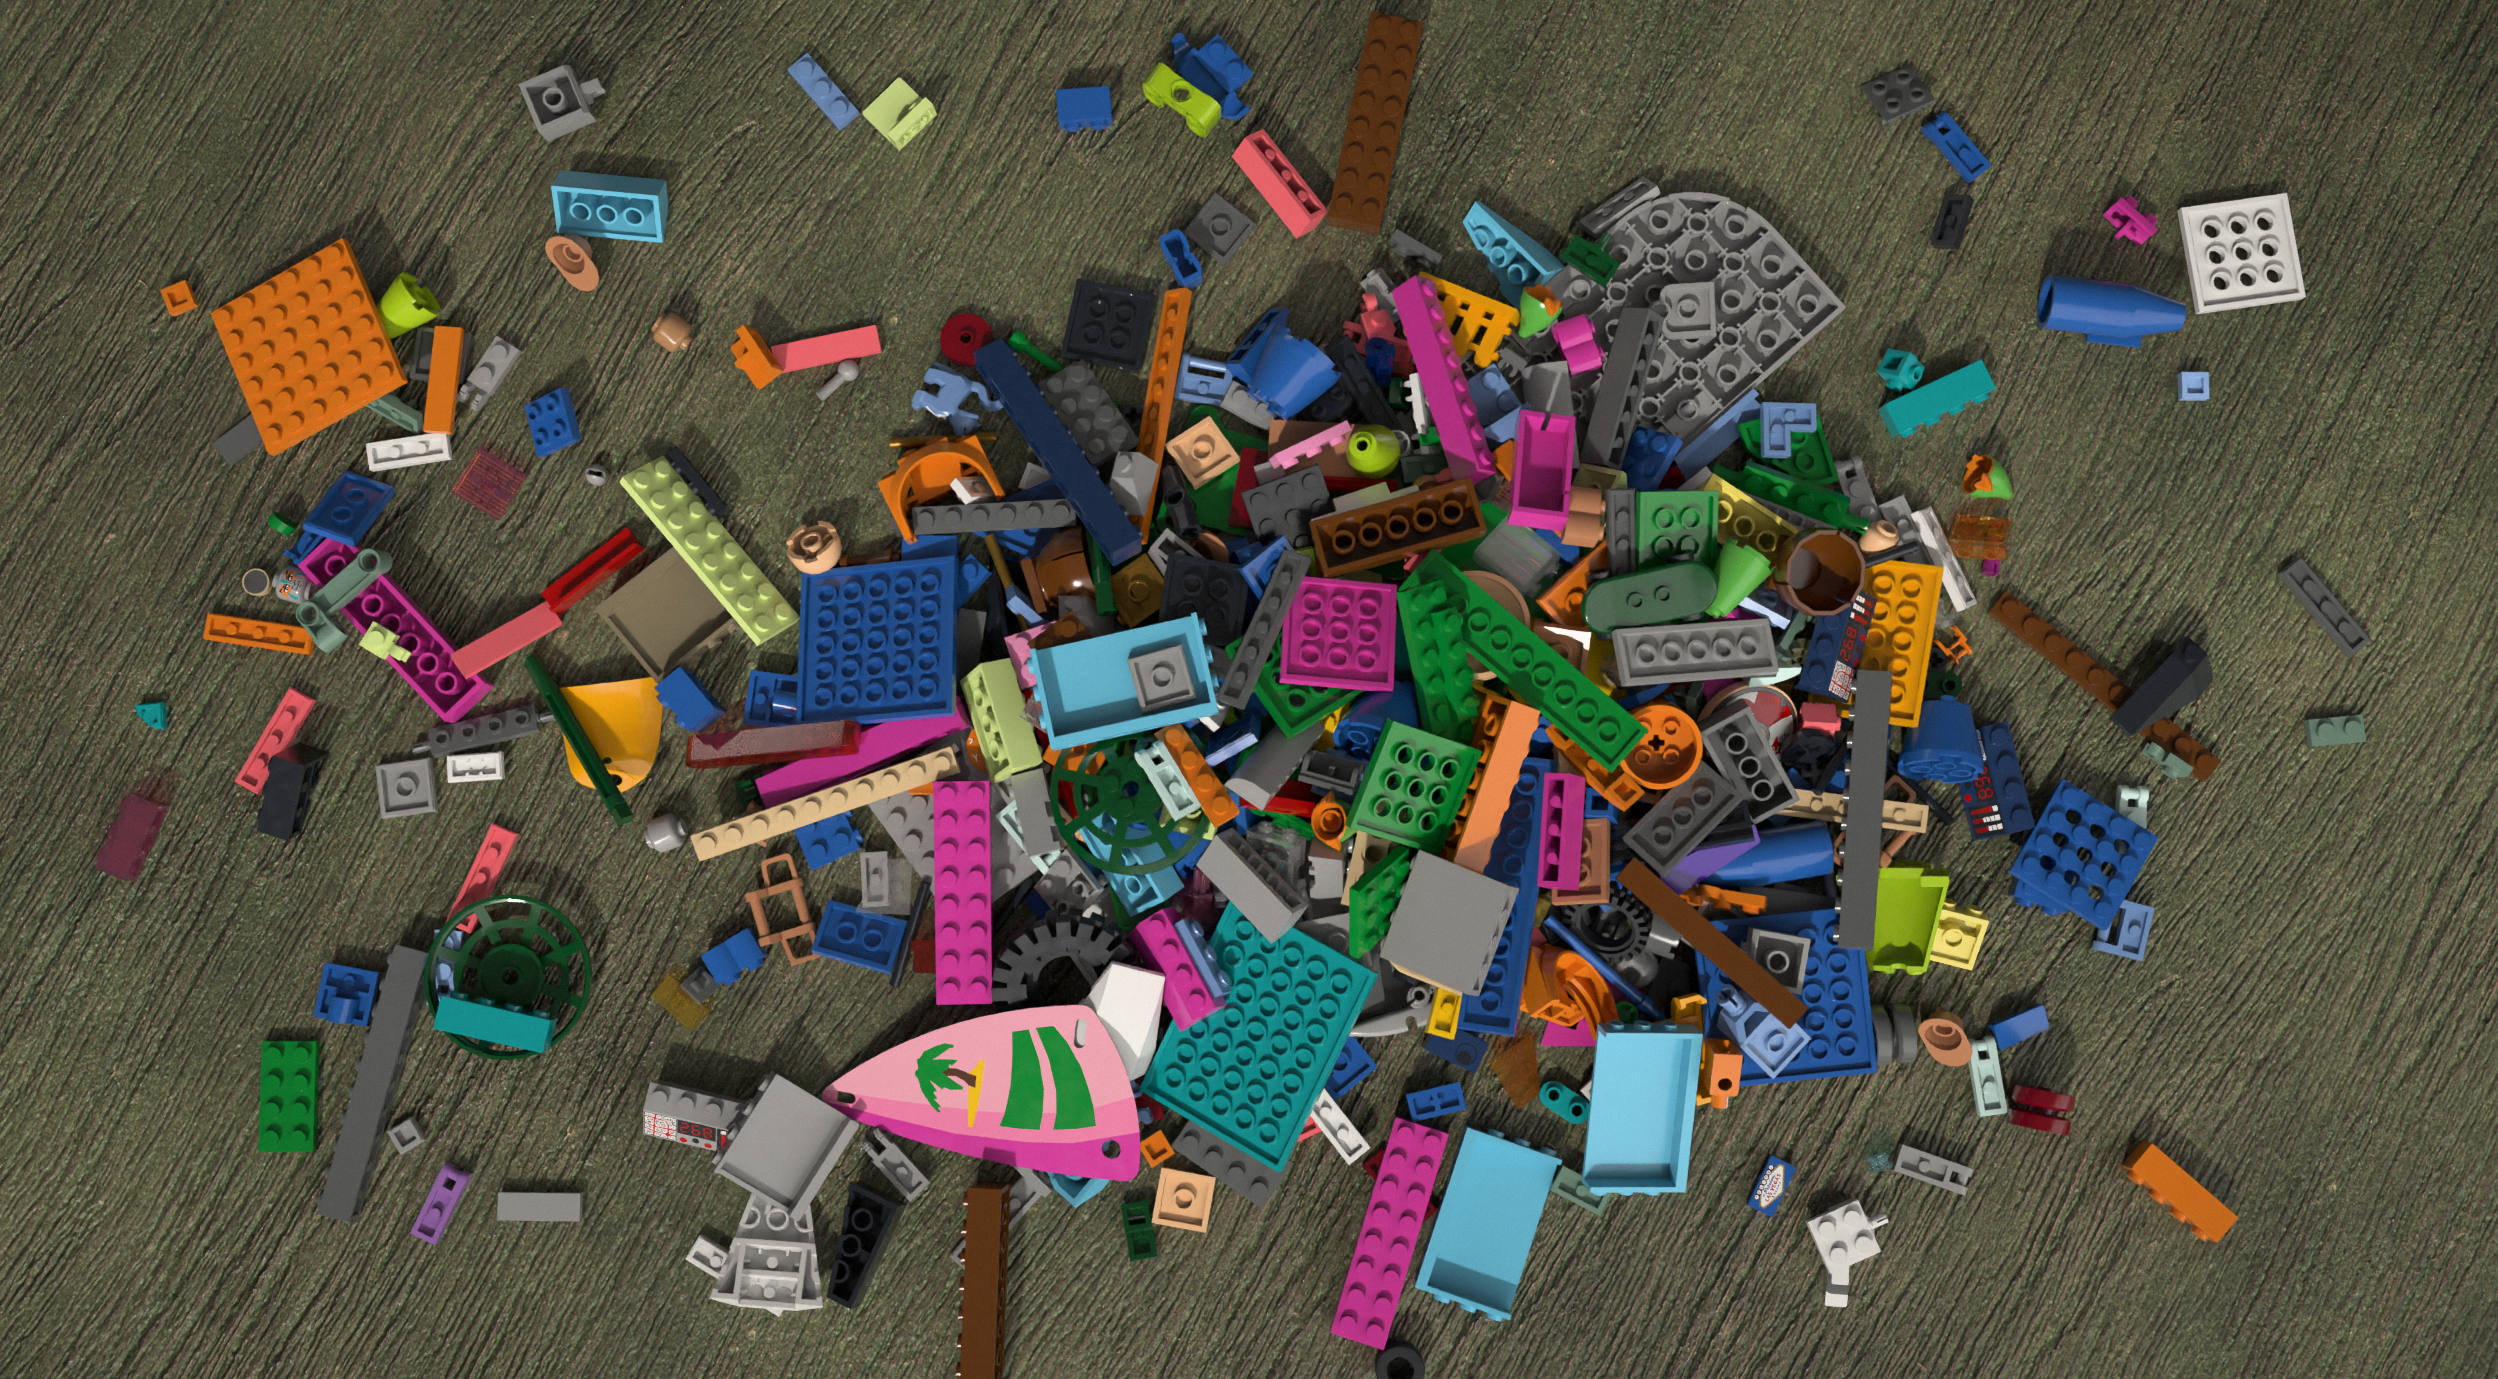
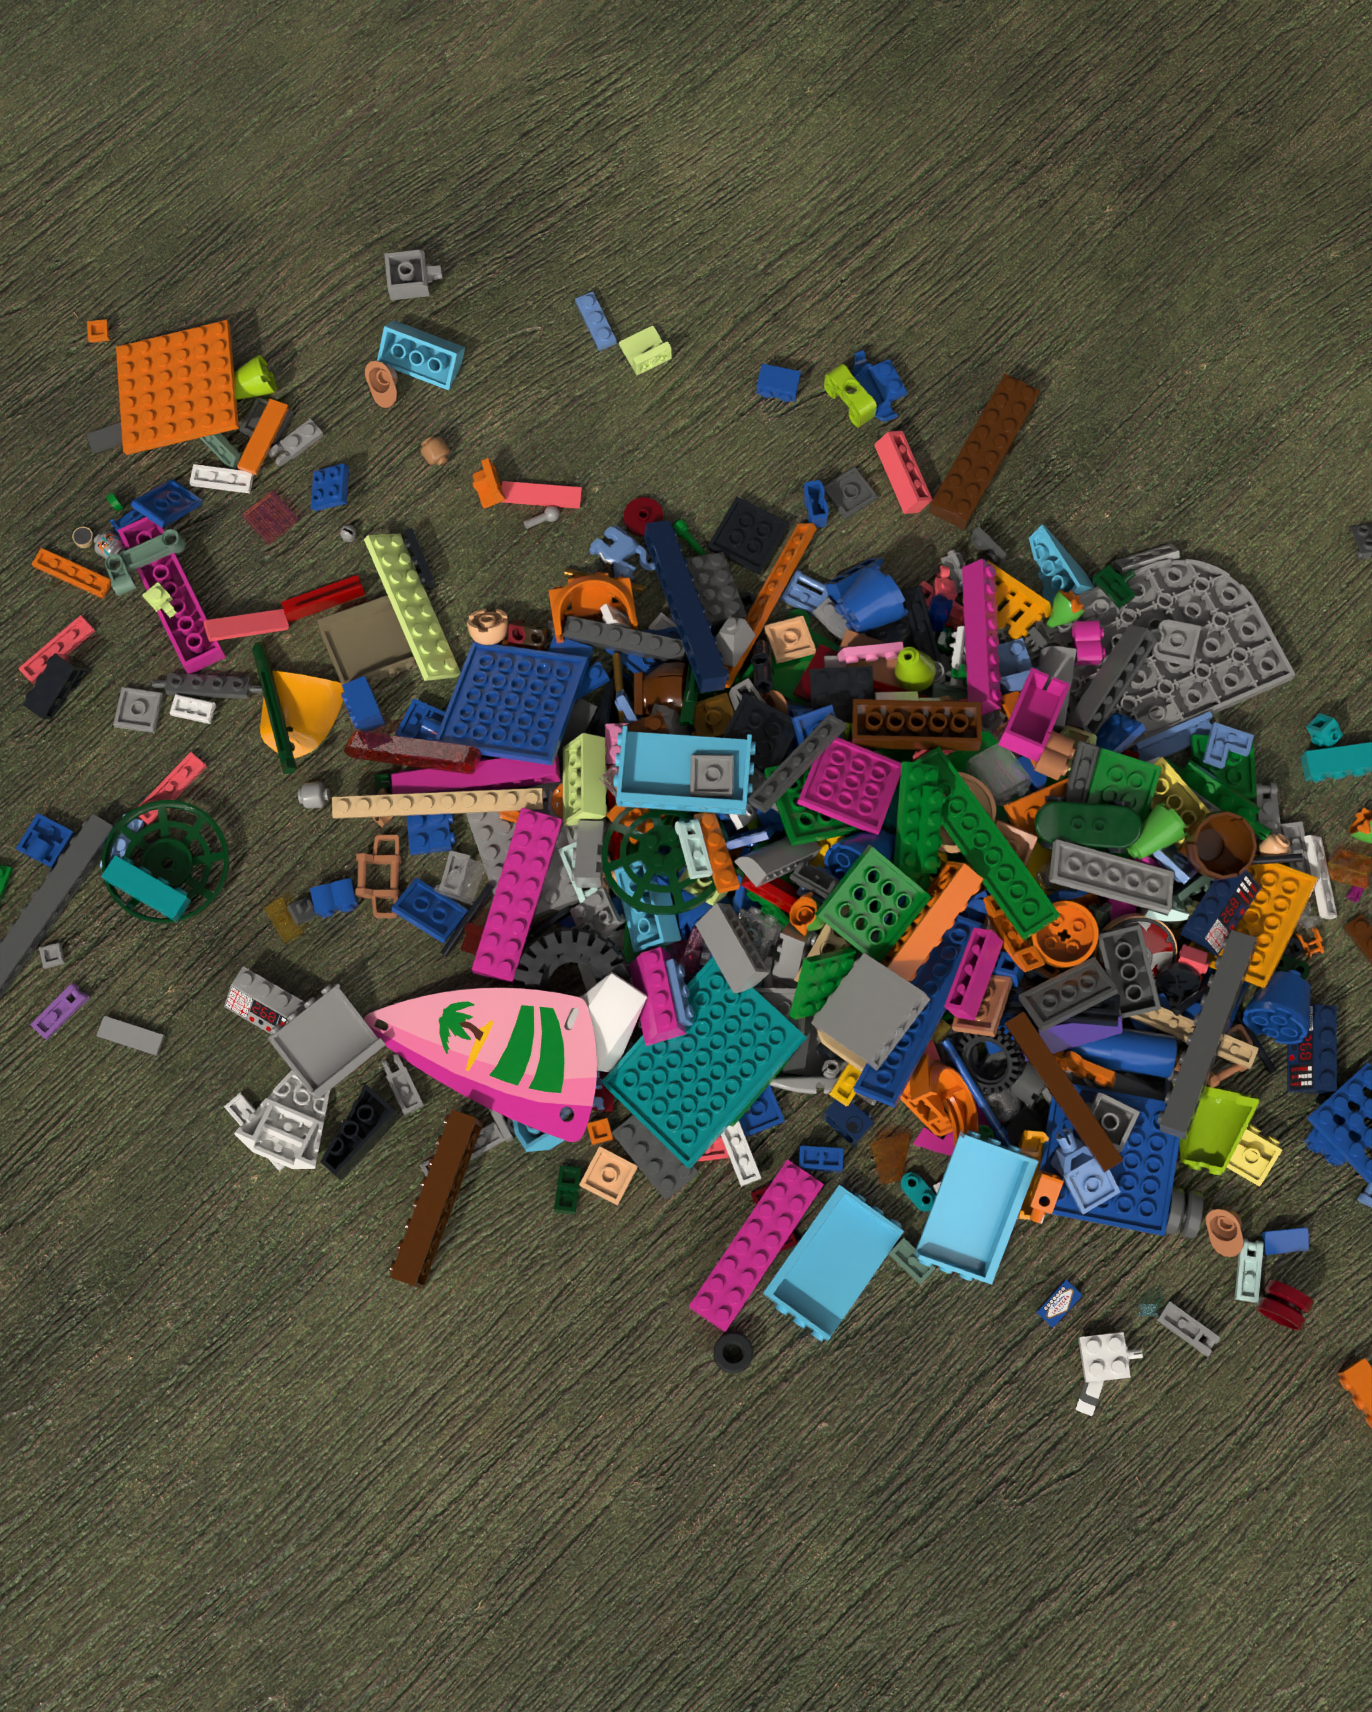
camera: 15 degrees right, 10 degrees down
(868, 543) = (527, 633): none -> leg

